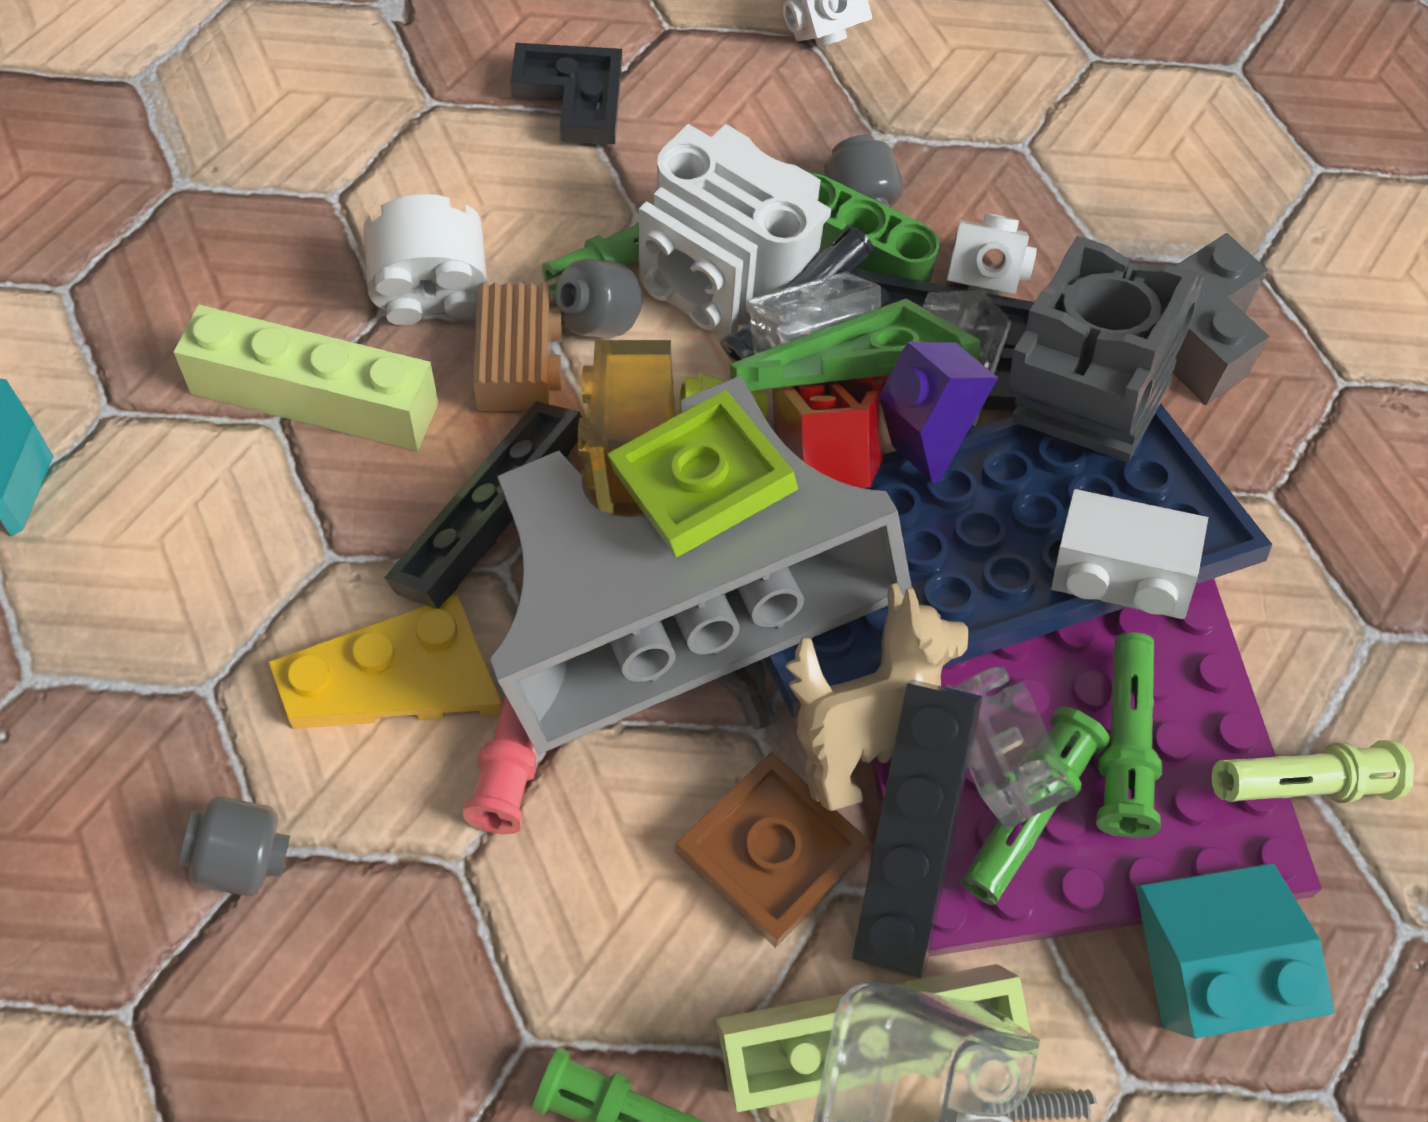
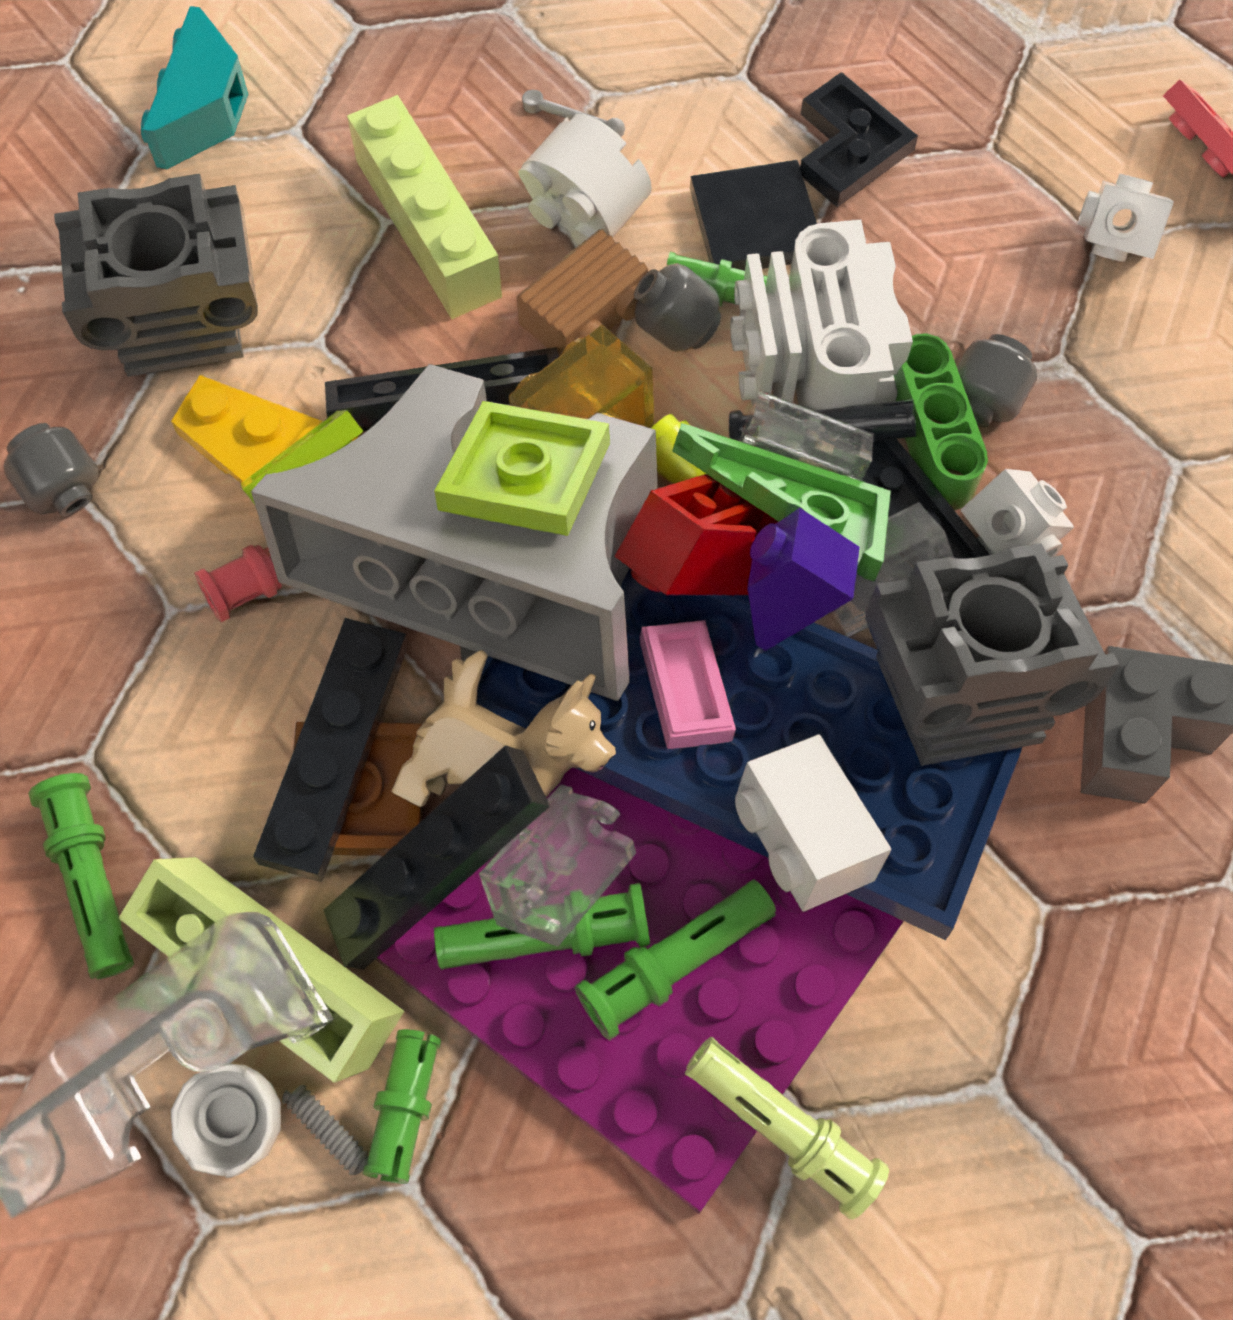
camera: 50 degrees right, 5 degrees up
(169, 595) = (158, 273): none -> dark grey piece
(291, 237) = (534, 103): none -> light grey hinge
(464, 631) = (318, 443): none -> lime plate
(565, 193) = (752, 211): none -> black tile
(734, 834) = (331, 750): none -> black plate
(945, 550) = (686, 685): none -> bright pink tile
(1073, 1033) = (402, 1107): none -> bright green pin
(1232, 952) = (563, 1174): teal slope -> none

